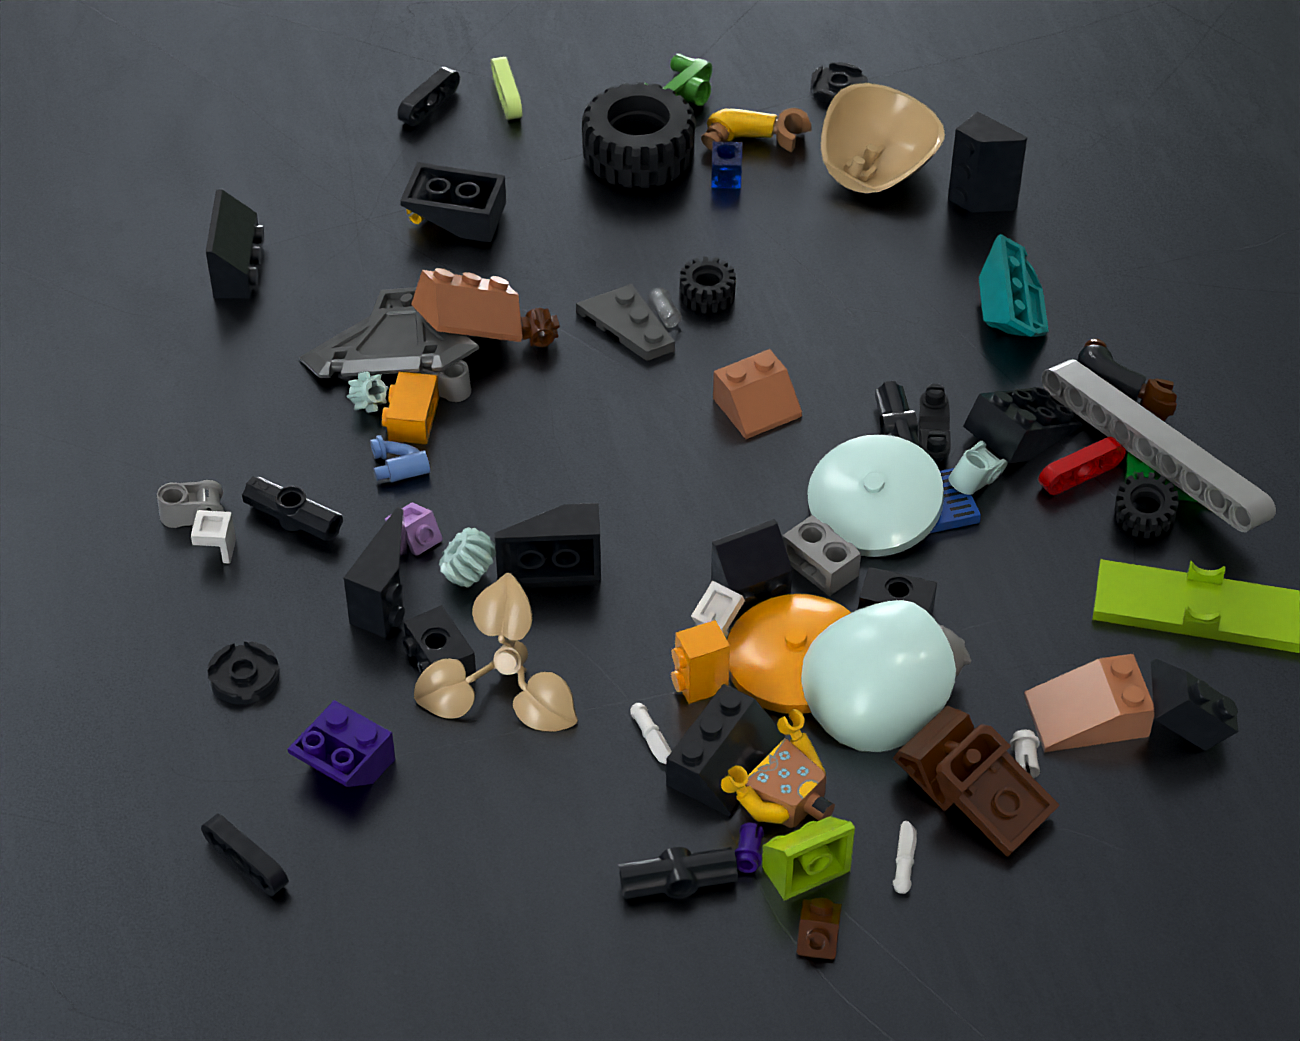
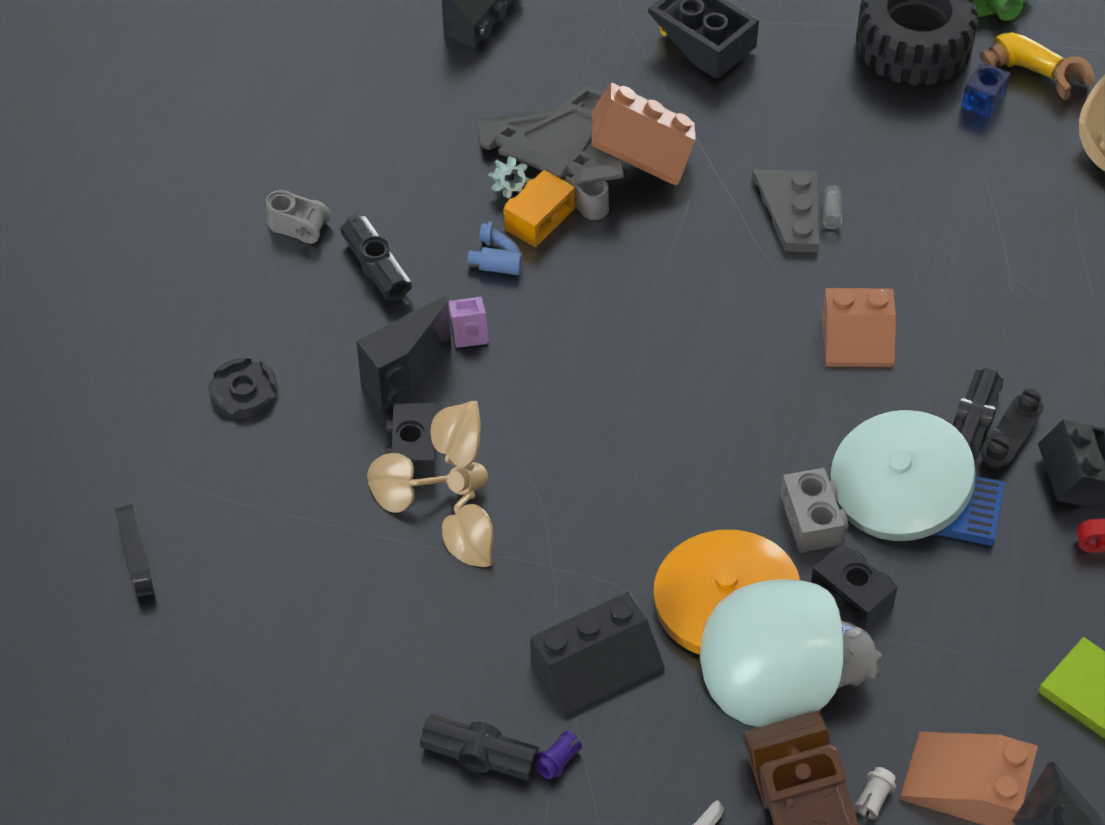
camera: 30 degrees right, 5 degrees up
(215, 529) = (296, 251): white panel -> none
(345, 746) = (271, 496): dark purple slope -> none
(467, 557) = (489, 369): light aqua gear -> none
(540, 327) = (701, 179): reddish brown gear -> none
(552, 546) = (568, 392): black slope -> none
(650, 732) = (547, 602): white piece -> none
(700, 661) = (623, 560): light orange brick -> none
(707, 296) = (887, 187): black tyre -> none
(719, 605) = (674, 519): white bracket -> none
(753, 564) = (733, 492): black slope -> none
(786, 782) = (629, 711): torso -> none
(809, 856) = (600, 790): lime slope -> none
(976, 469) = (1018, 492): light aqua piece -> none

